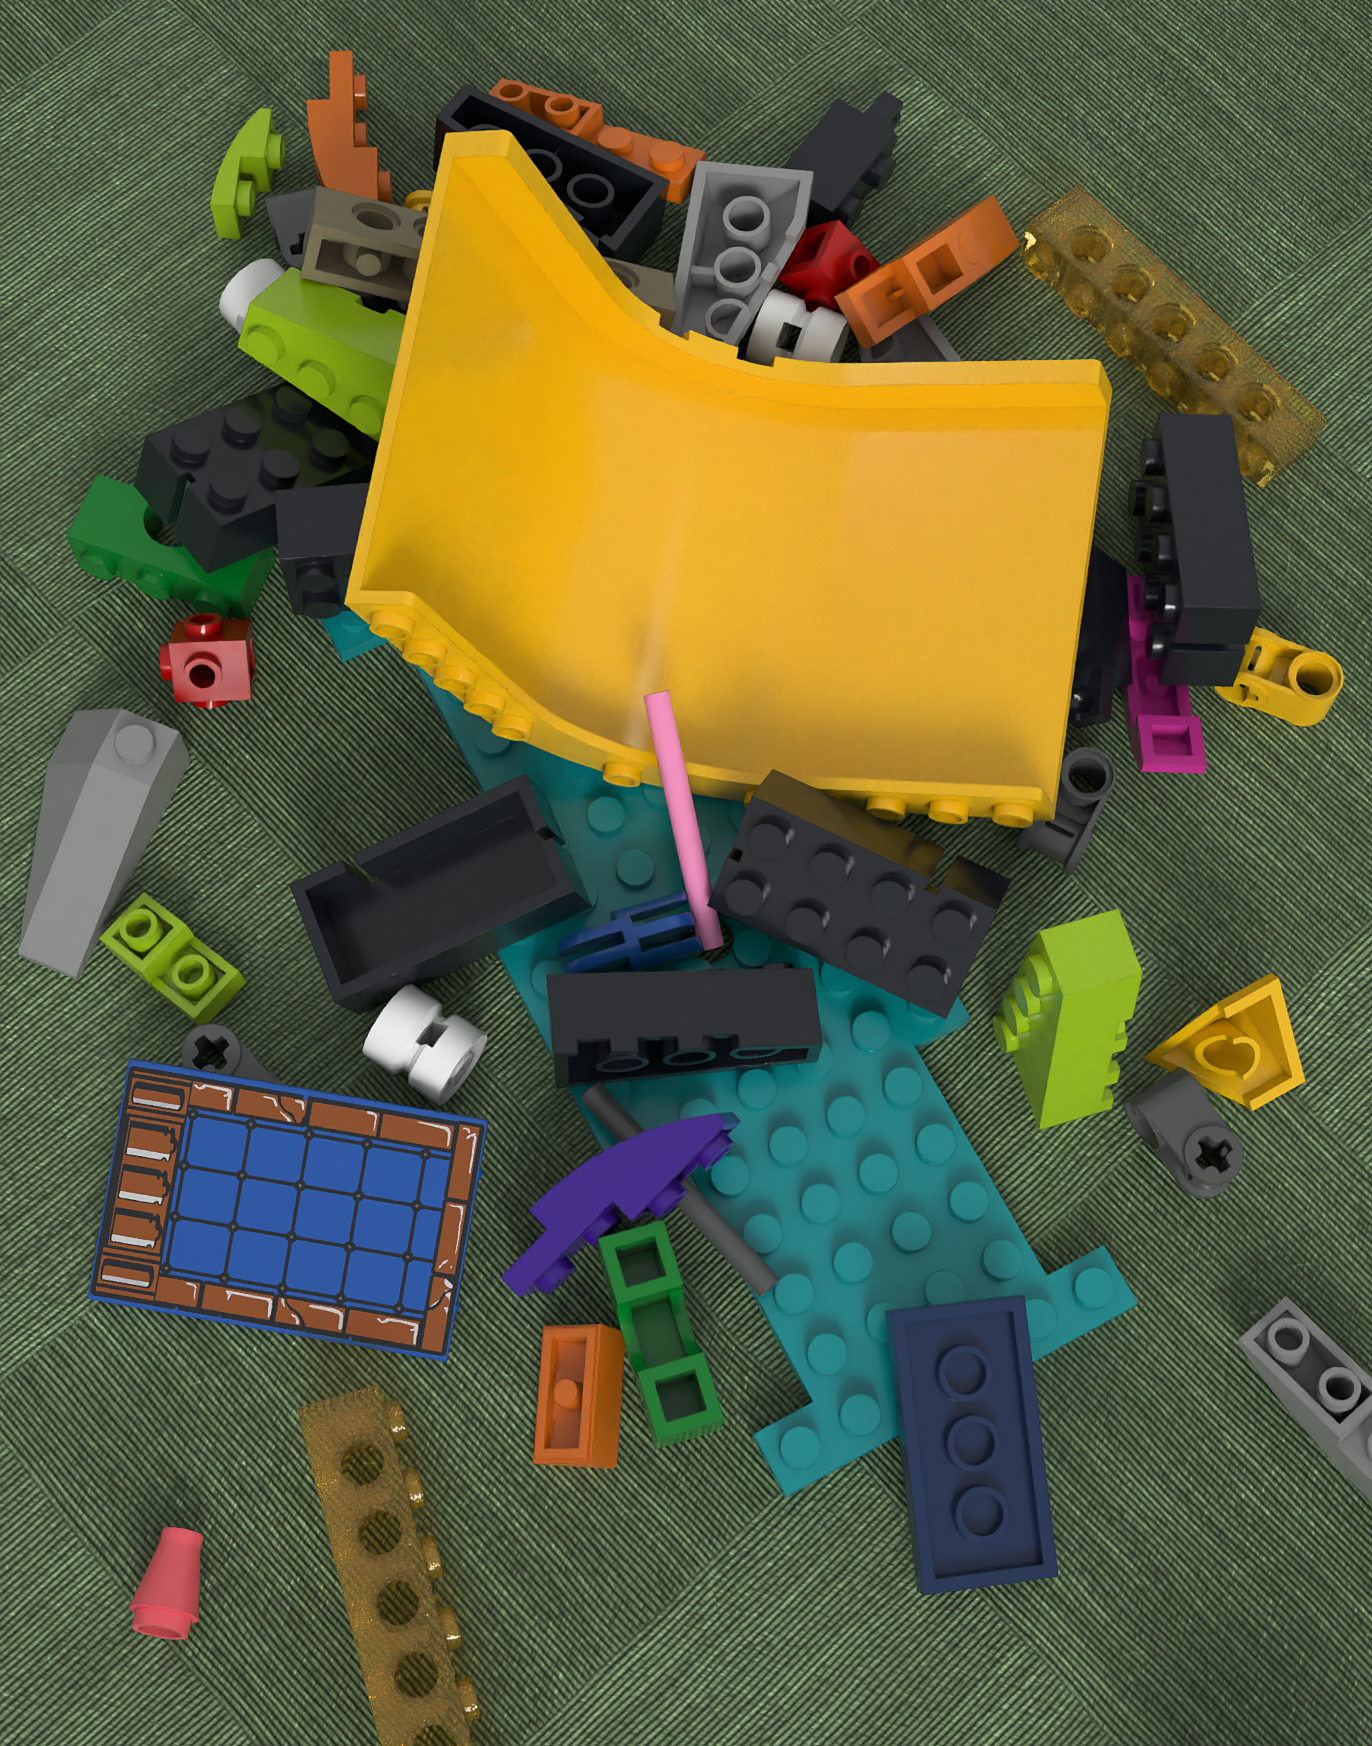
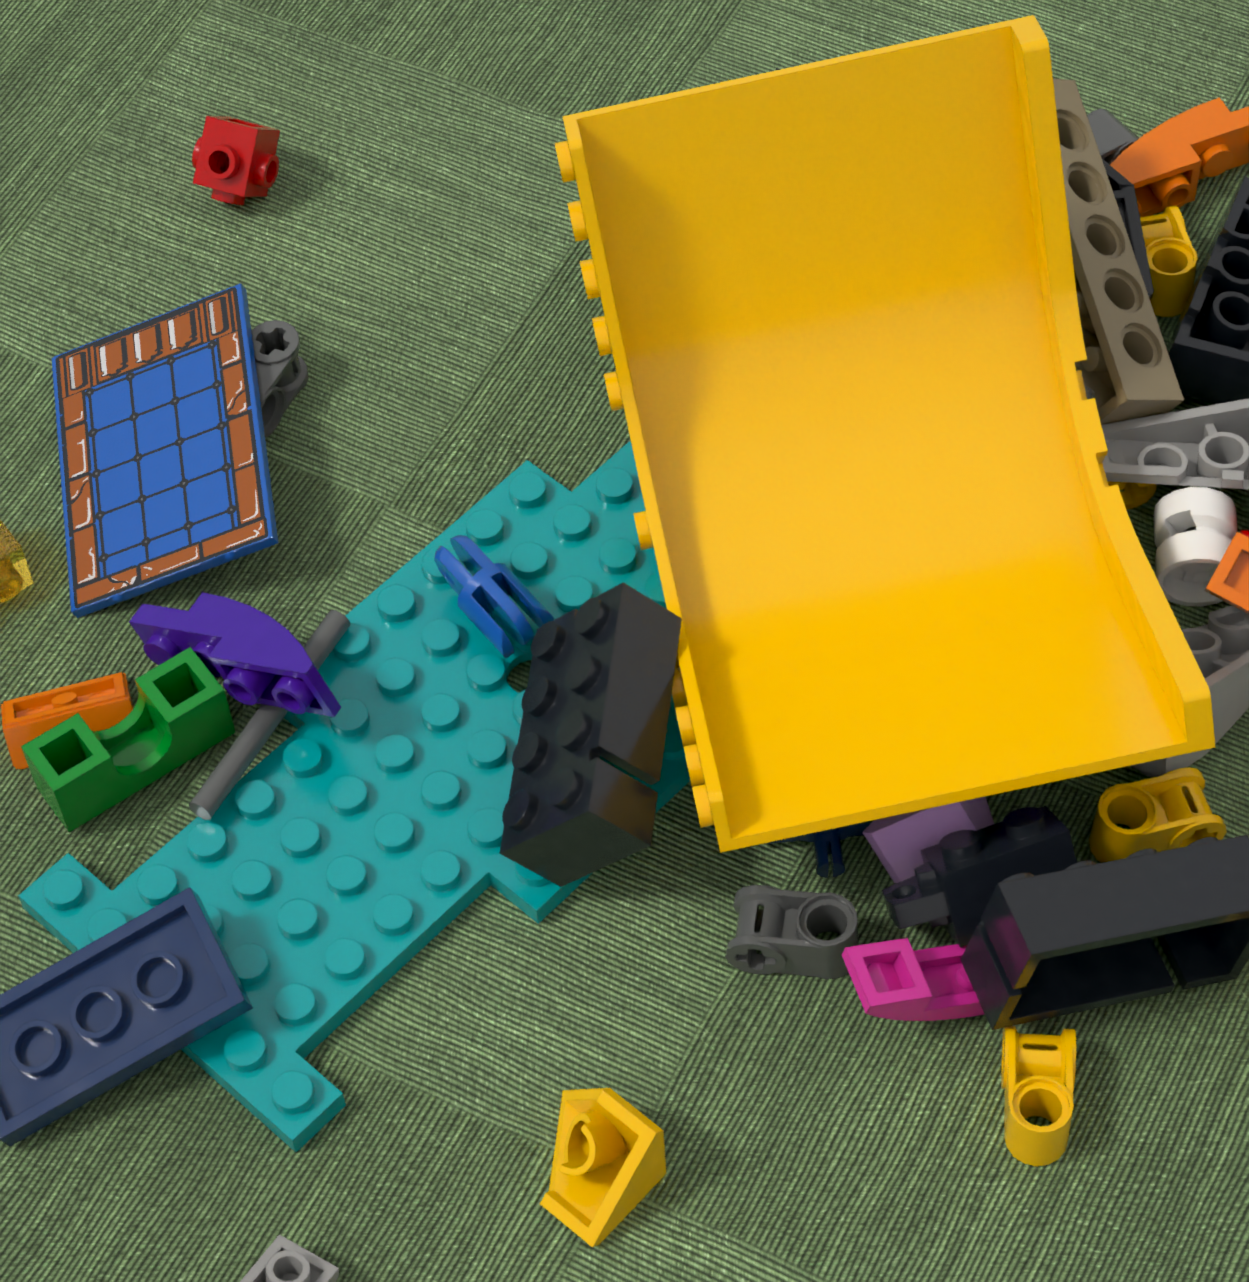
camera: 80 degrees right, 15 degrees down
(93, 826) = (473, 221): light grey wedge -> none
(172, 960) = (362, 309): lime slope -> none
(244, 170) = (1141, 91): lime slope -> none
(402, 1041) = (341, 491): white wheel -> none
(441, 895) = (472, 440): black piece -> none
(680, 1022) = (415, 643): black wedge -> none
(683, 817) = (627, 563): bright pink bar -> none
(1070, 1016) = (531, 943): lime wedge -> none
(1181, 1126) = (483, 1136): dark grey piece -> none

